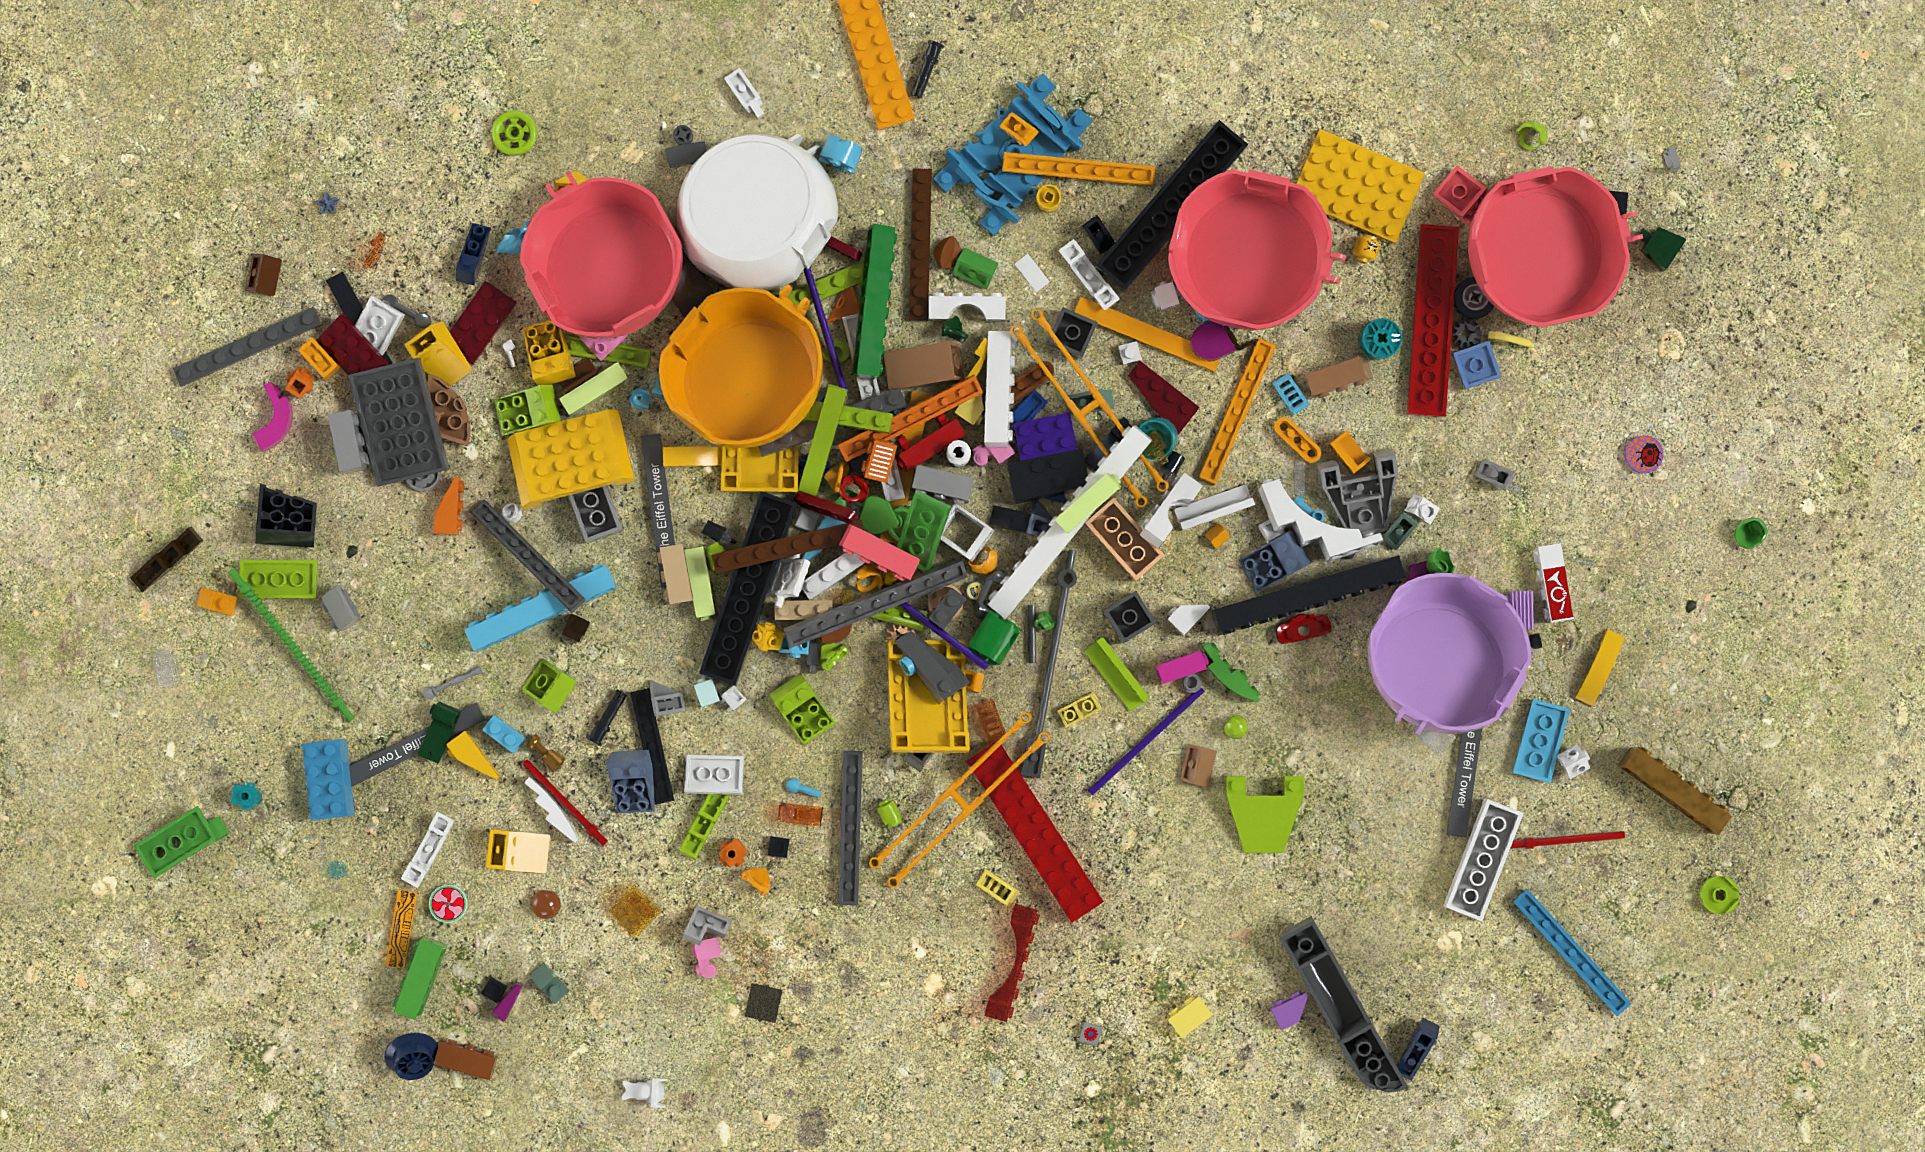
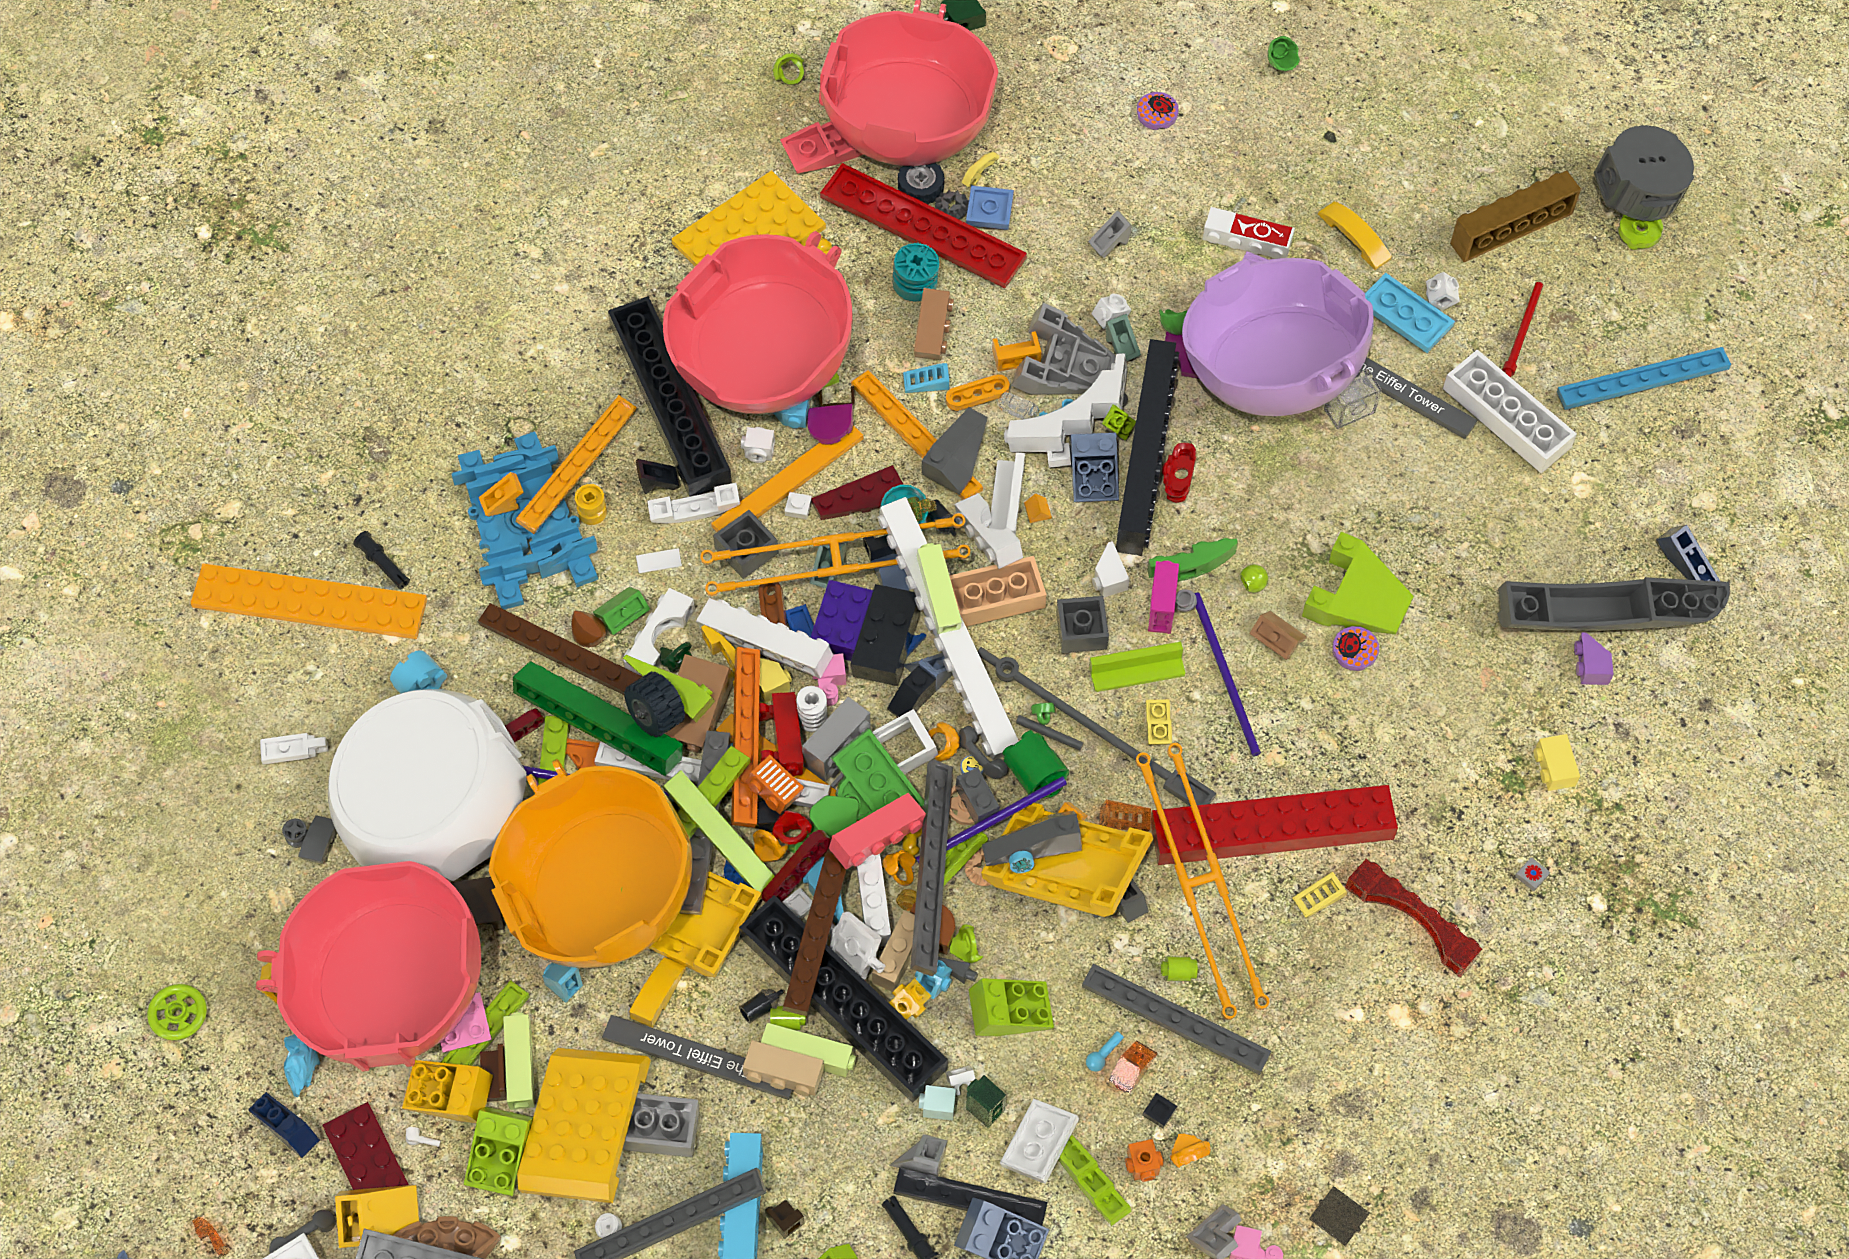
camera: 60 degrees left, 25 degrees down
(640, 399) = (559, 1017): medium azure plant -> none
(720, 724) = (985, 1100): none -> clear green brick
(891, 343) = (654, 704): none -> black wheel
(916, 354) = (694, 698): none -> lime slope
(1215, 828) = (1355, 648): none -> tile
(1230, 451) = (955, 452): none -> dark grey wedge
(1318, 564) = (1118, 422): none -> lime slope
(1765, 880) = (1645, 173): none -> dark grey piece

